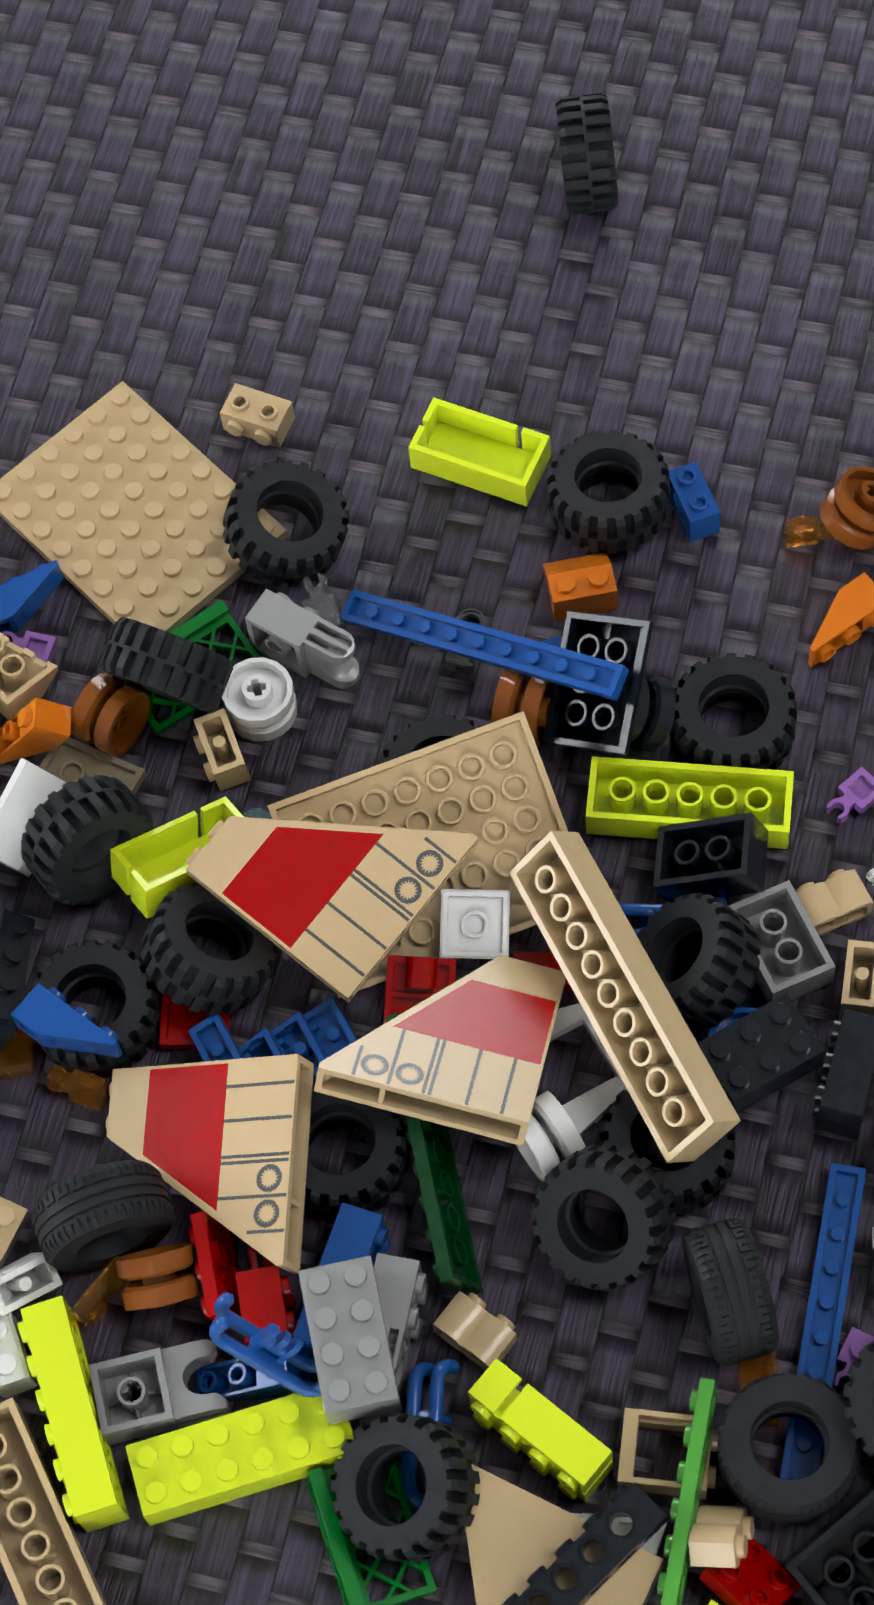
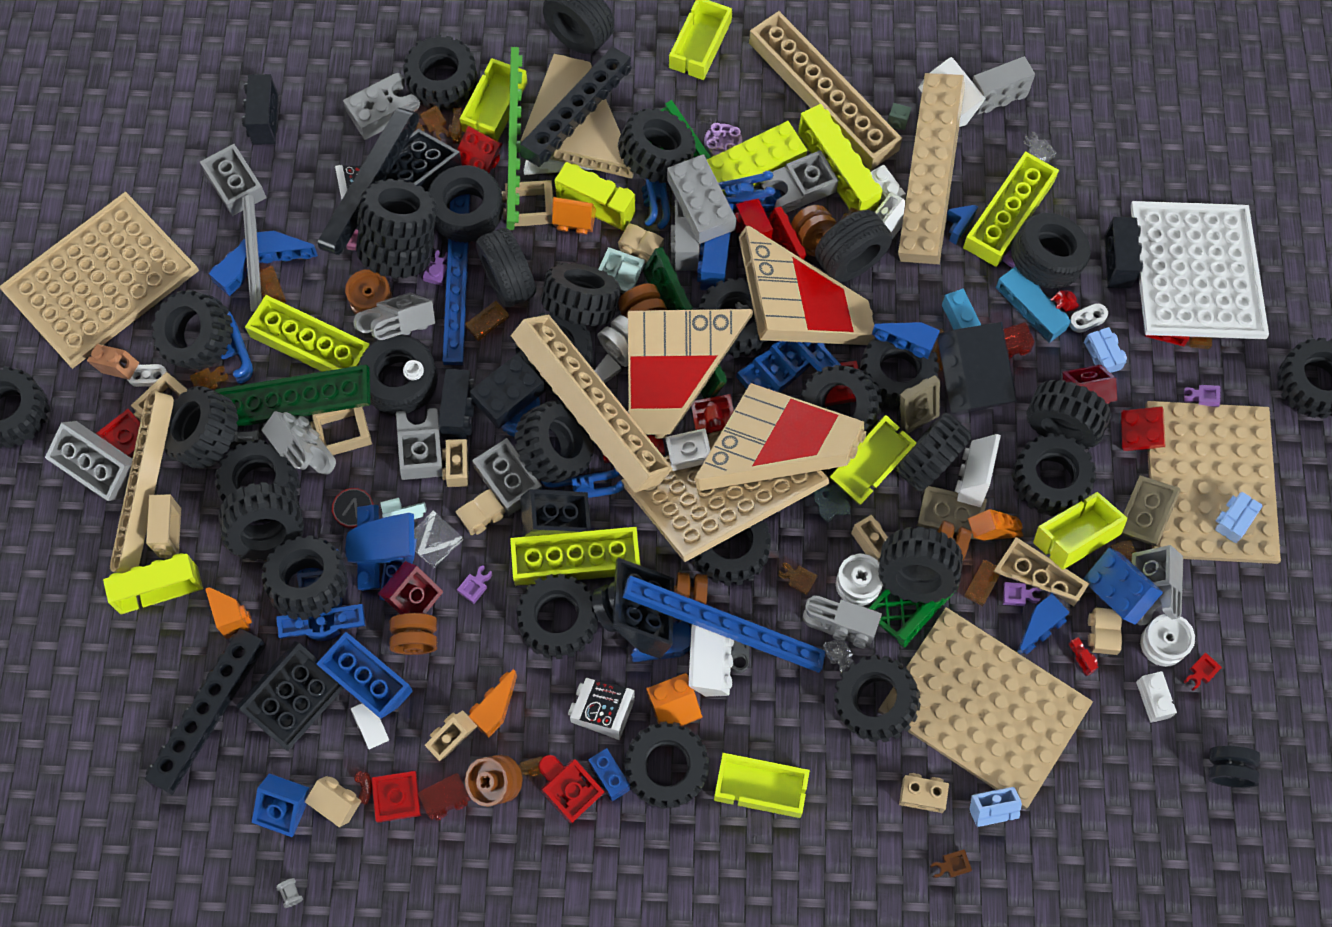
camera: 160 degrees right, 5 degrees up
(76, 673) = (982, 583): none -> clear orange plate
(90, 924) = (920, 404): none -> dark tan plate
(166, 380) = (995, 806): none -> light blue brick
(243, 331) = (954, 863): none -> reddish brown plate
(274, 1525) = (721, 138): none -> lavender tile
(348, 722) = (799, 579): none -> clear orange plate
(498, 1191) = (641, 298): none -> dark orange wheel
(517, 602) = (710, 662): none -> white slope
(523, 1286) = (622, 267): none -> light aqua plate
(589, 1402) = (573, 215): none -> orange slope
(685, 583) = (602, 707): none -> slope
(720, 1536) = (494, 157): tan brick -> none
(753, 485) = (566, 787): none -> red brick
(783, 1233) = (487, 320): none -> clear orange plate

